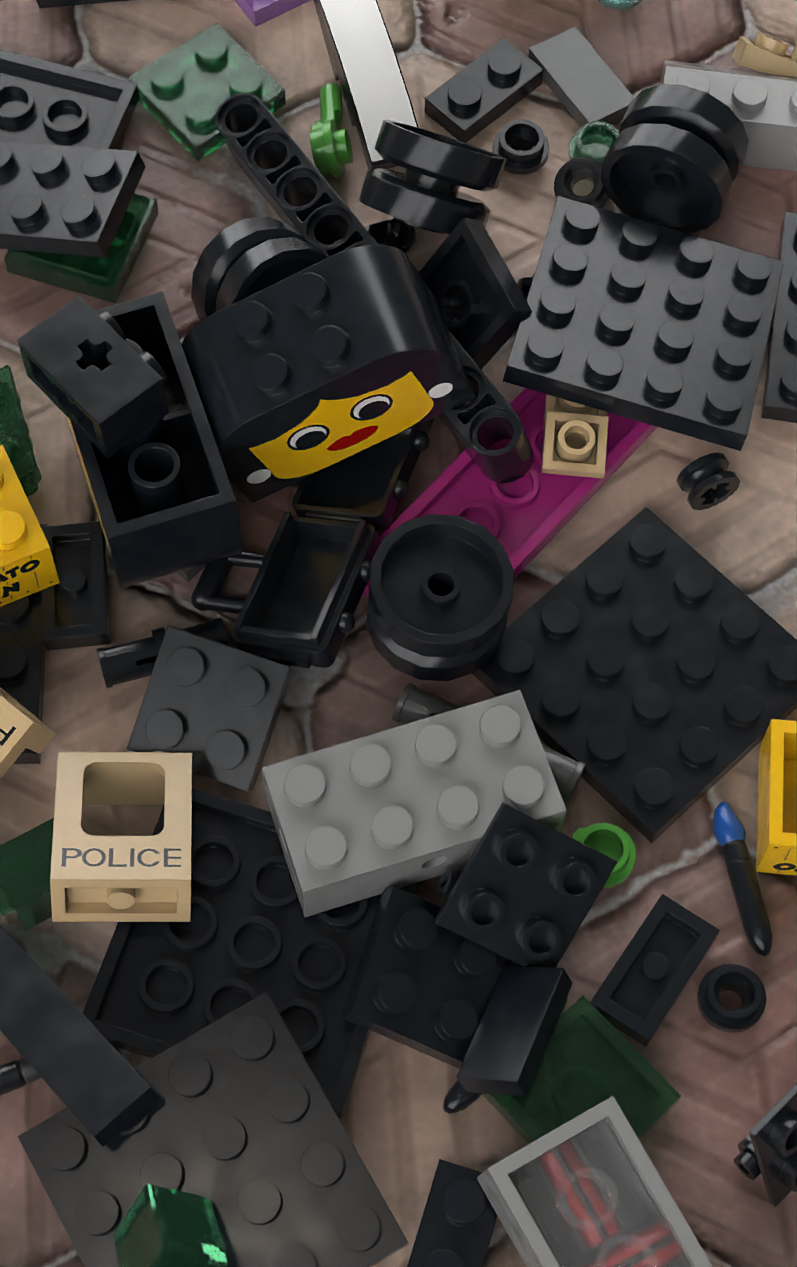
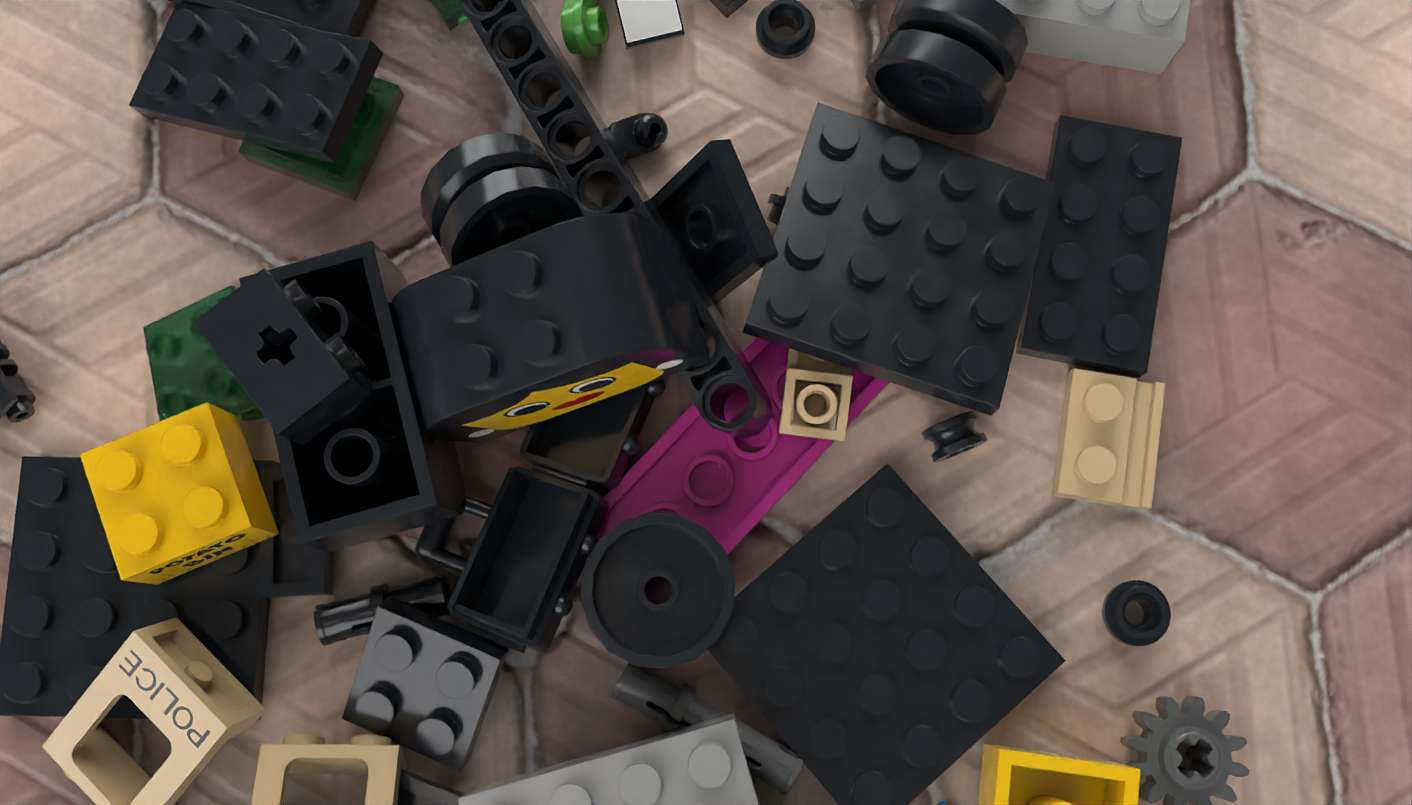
camera: 10 degrees right, 15 degrees up
(435, 170) = (682, 80): black wheel -> none
(577, 170) = (828, 77): black plate -> none
(592, 140) = (861, 30): clear green plate -> none

